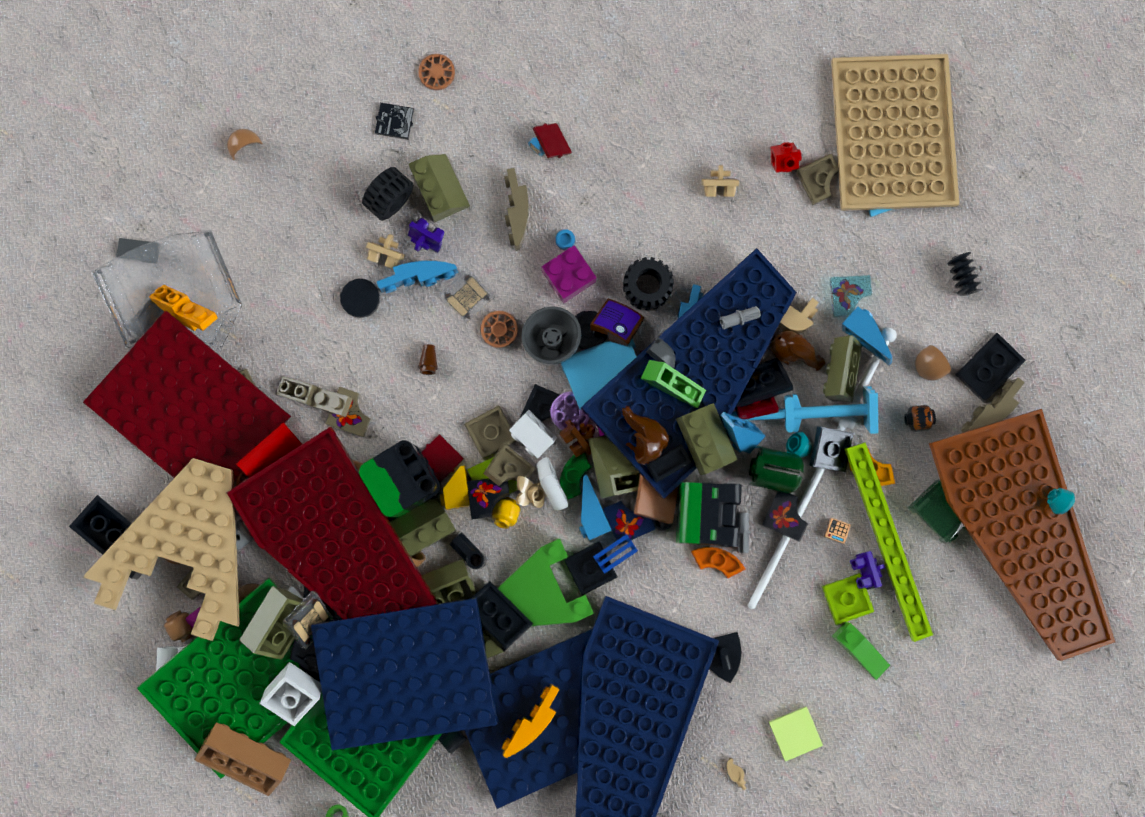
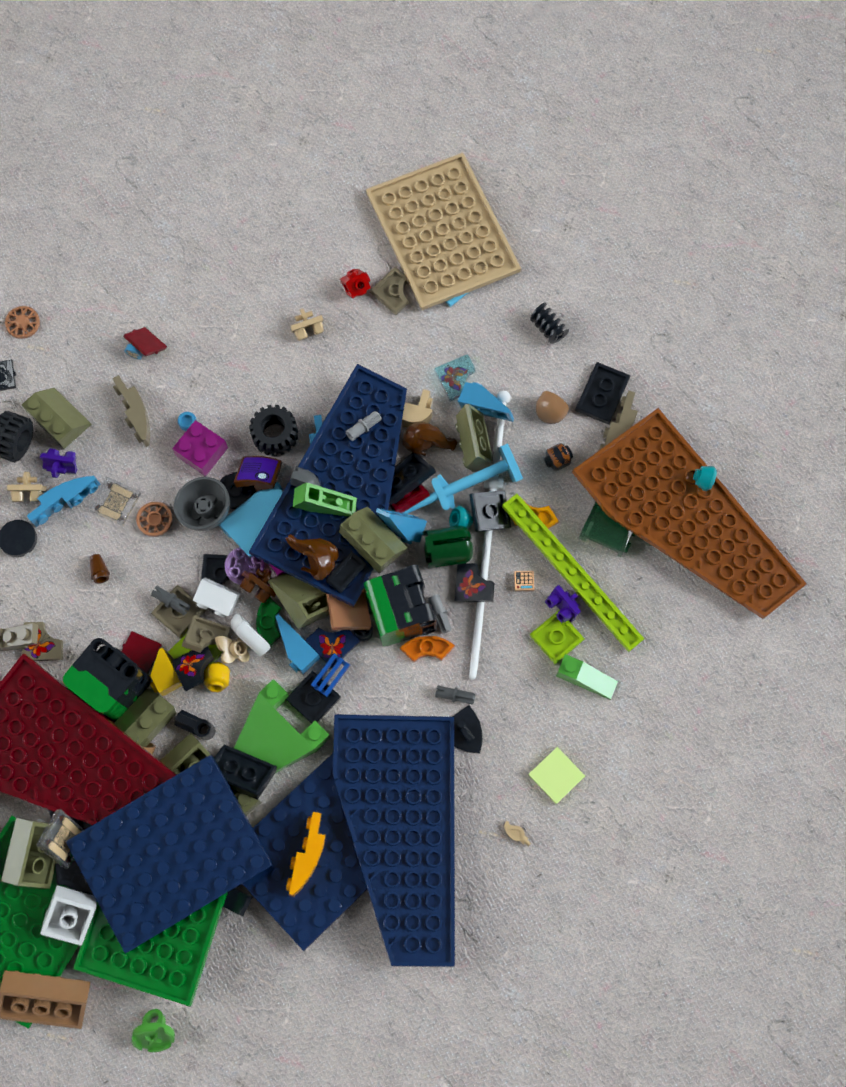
camera: 15 degrees left, 10 degrees down
(487, 420) = (170, 600): none -> dark grey pin
(728, 618) = (455, 695): none -> dark grey axle

